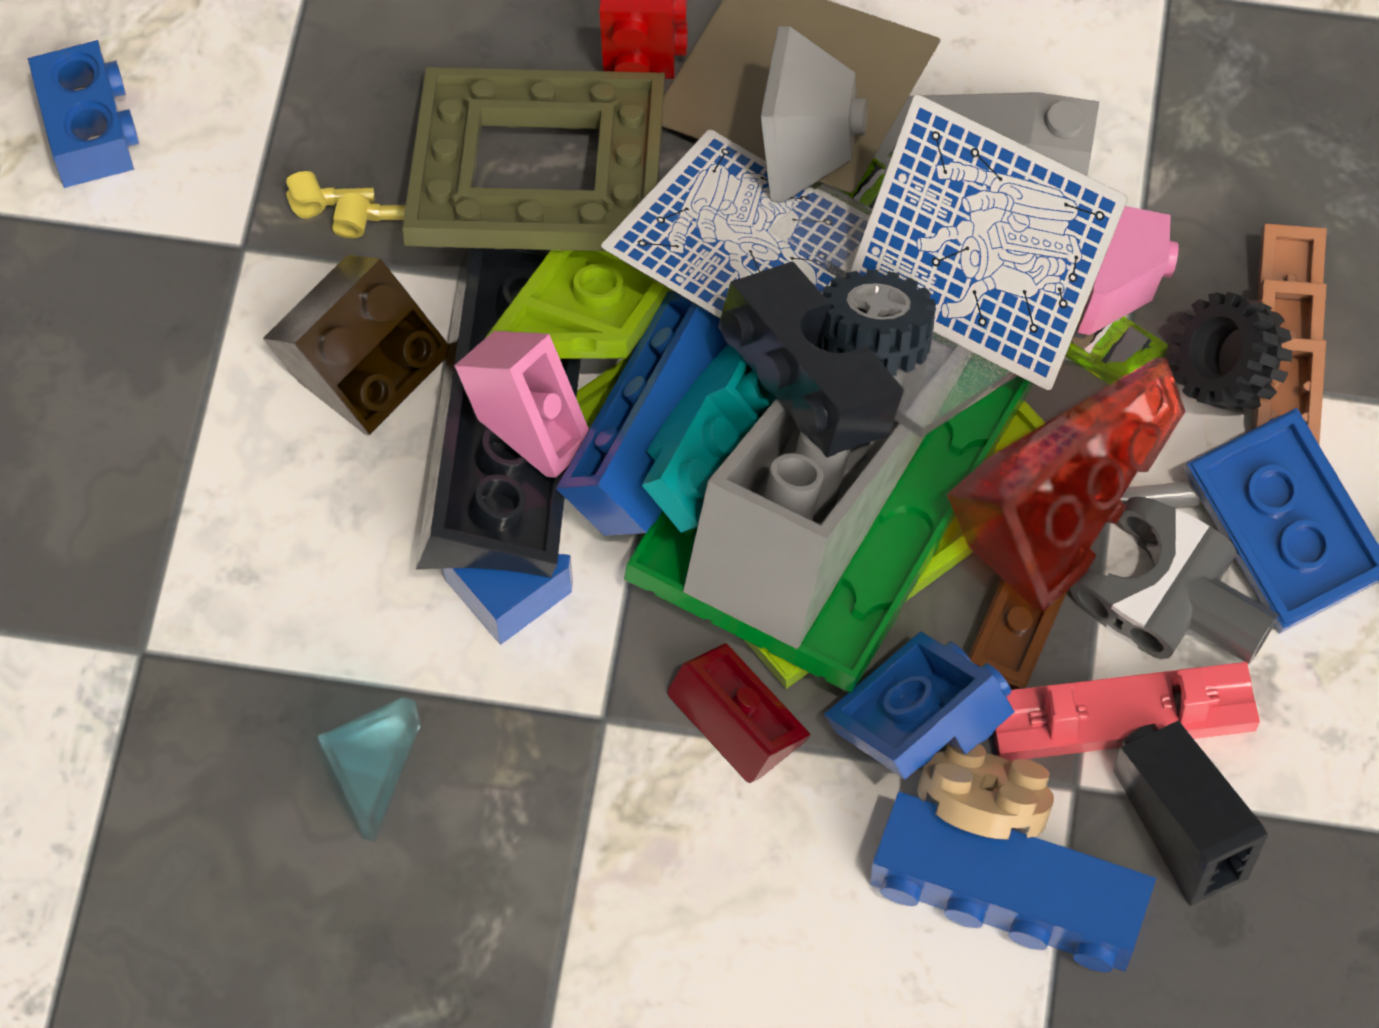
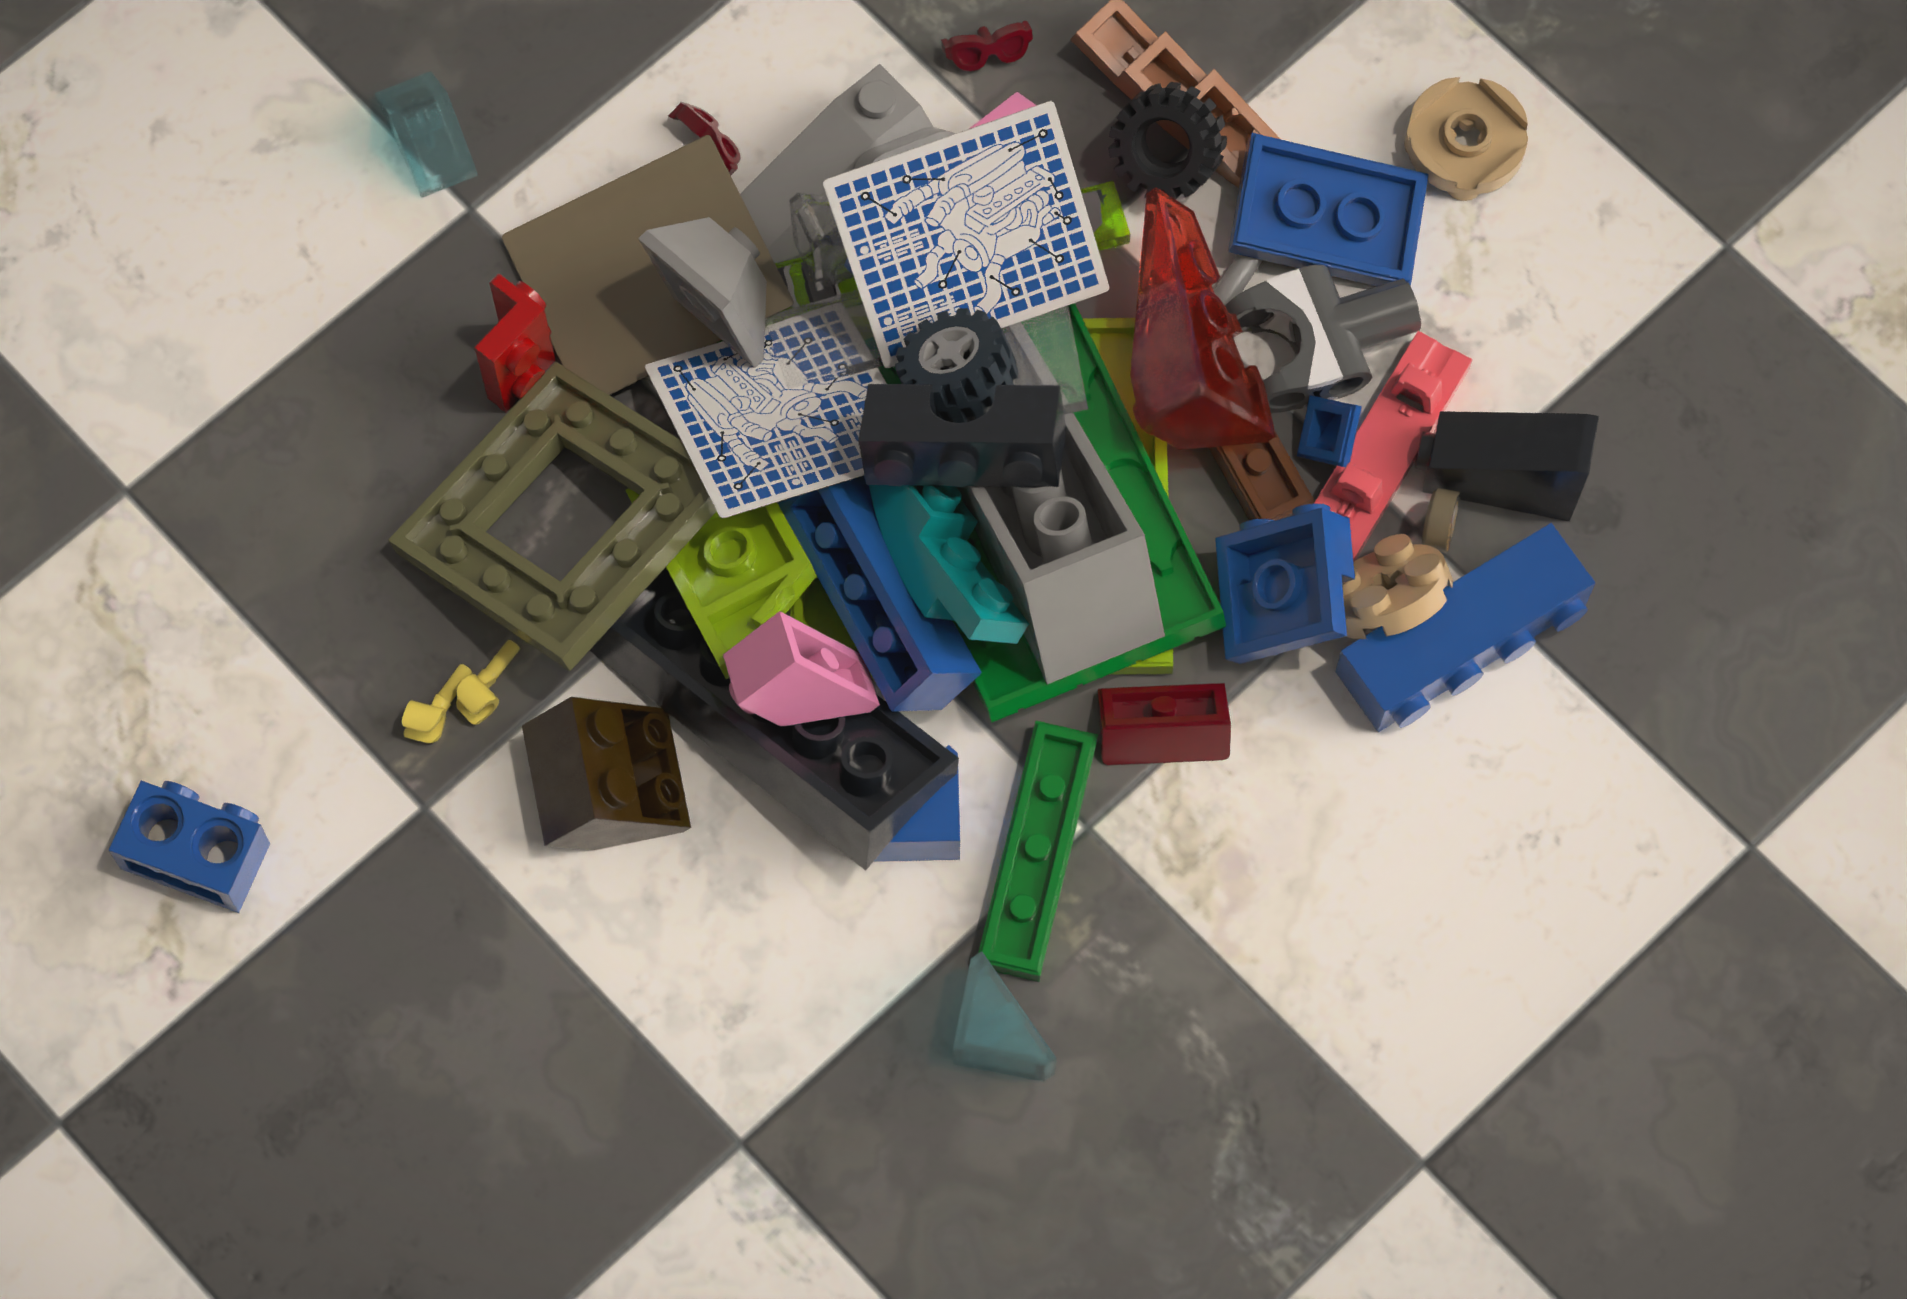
camera: 55 degrees left, 5 degrees up
(550, 694) = (1037, 850): none -> green tile
(952, 33) = (704, 124): none -> dark red piece
(1092, 797) = (1441, 519): none -> dark tan tile
(1094, 652) = (1329, 431): none -> blue slope
(1215, 188) = (972, 51): none -> dark red piece

